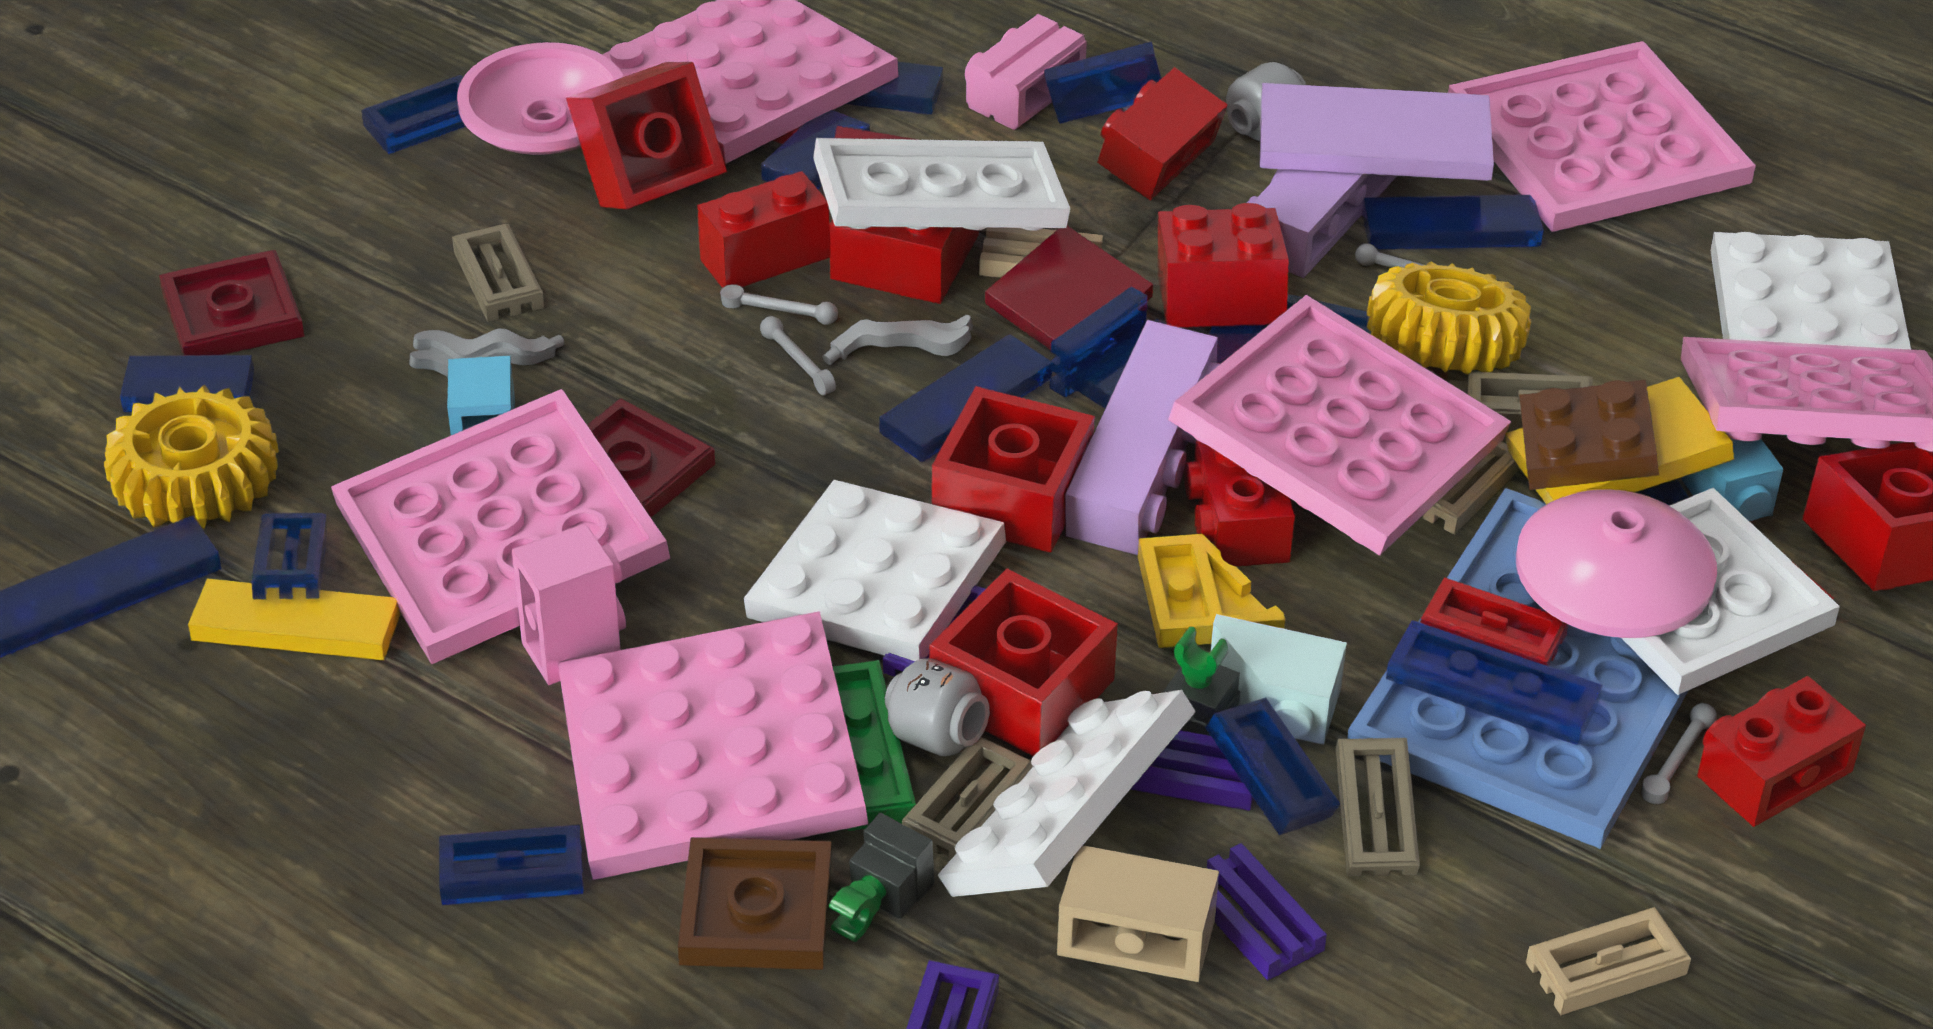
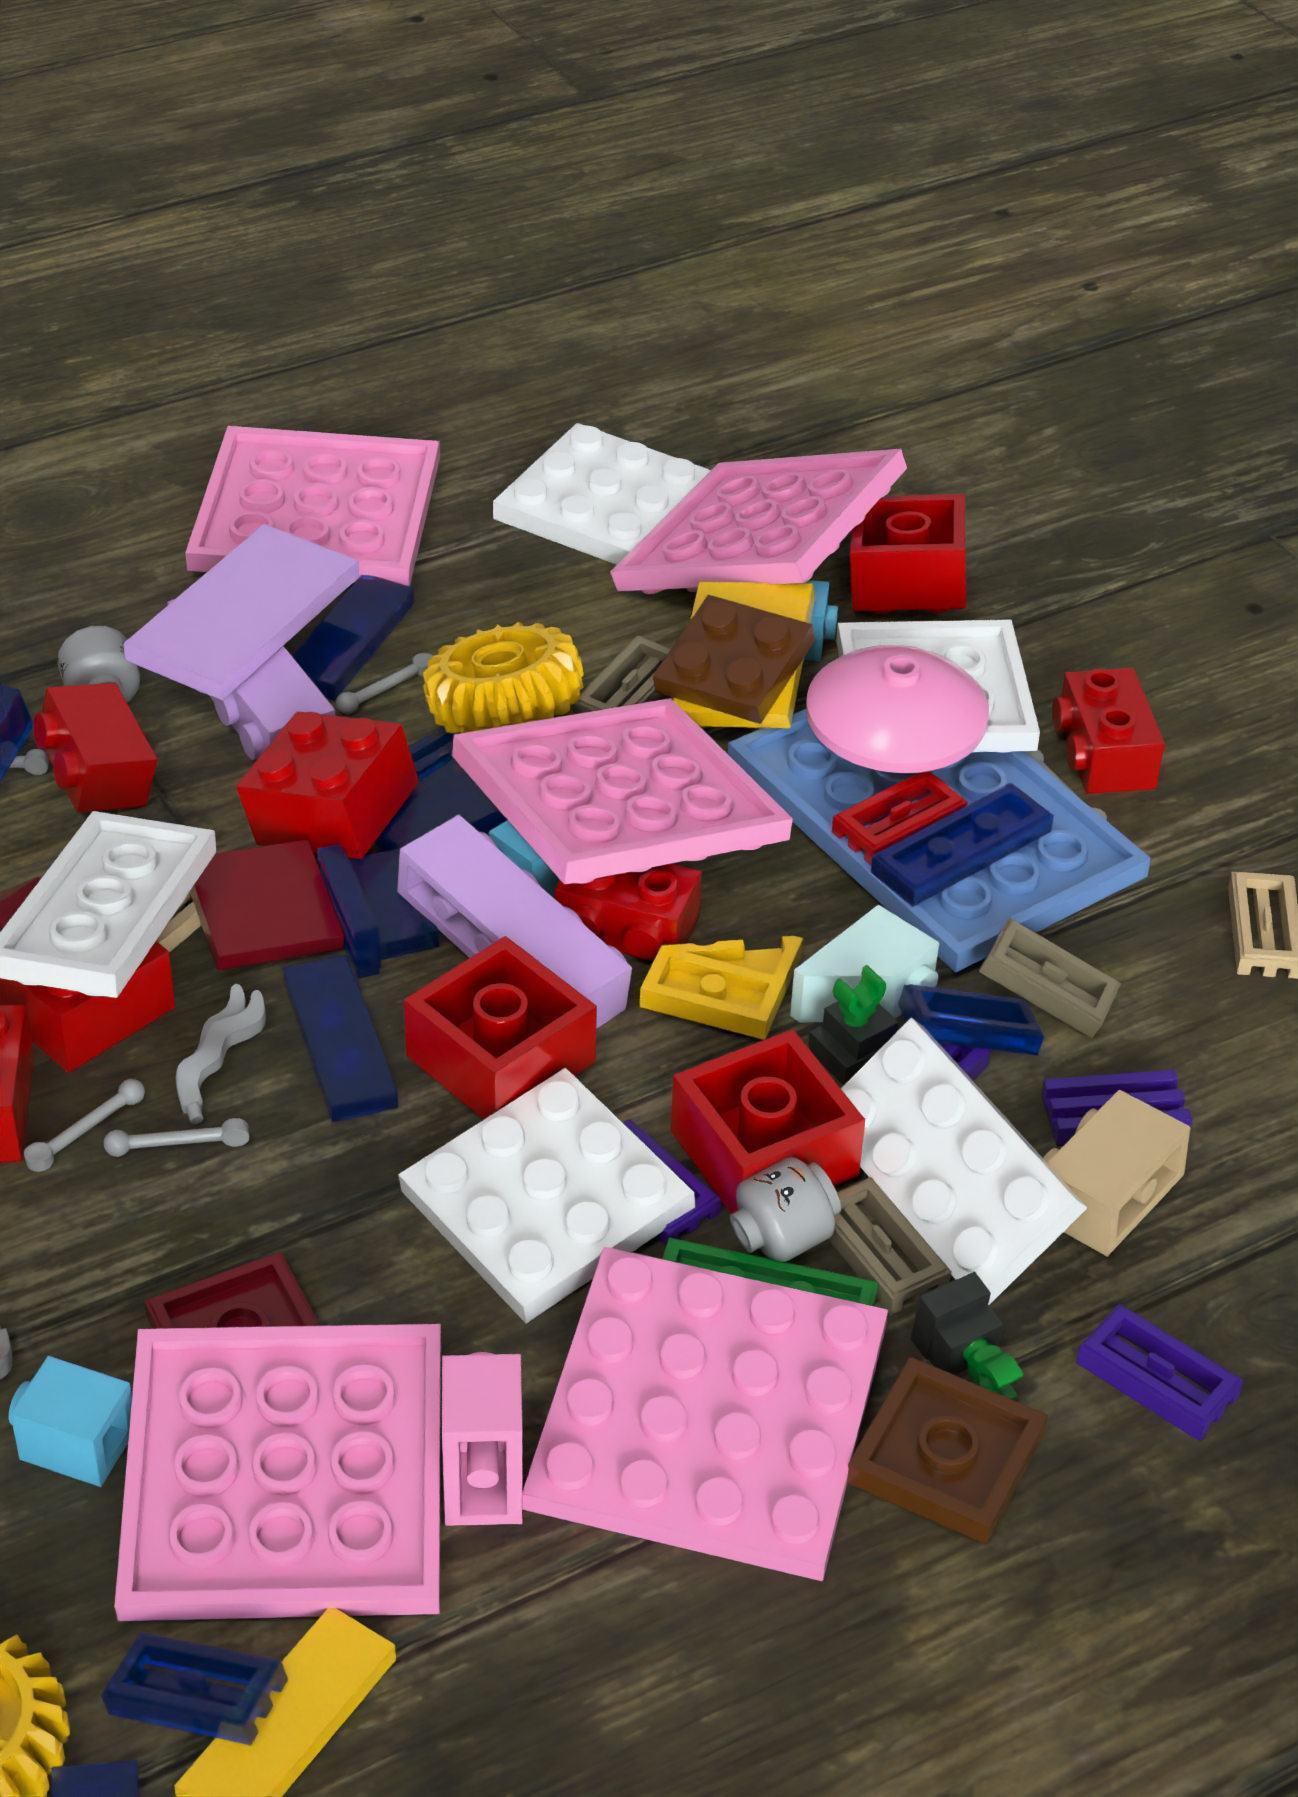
camera: 65 degrees left, 0 degrees up
(511, 872) = (759, 1694): clear blue tile -> none

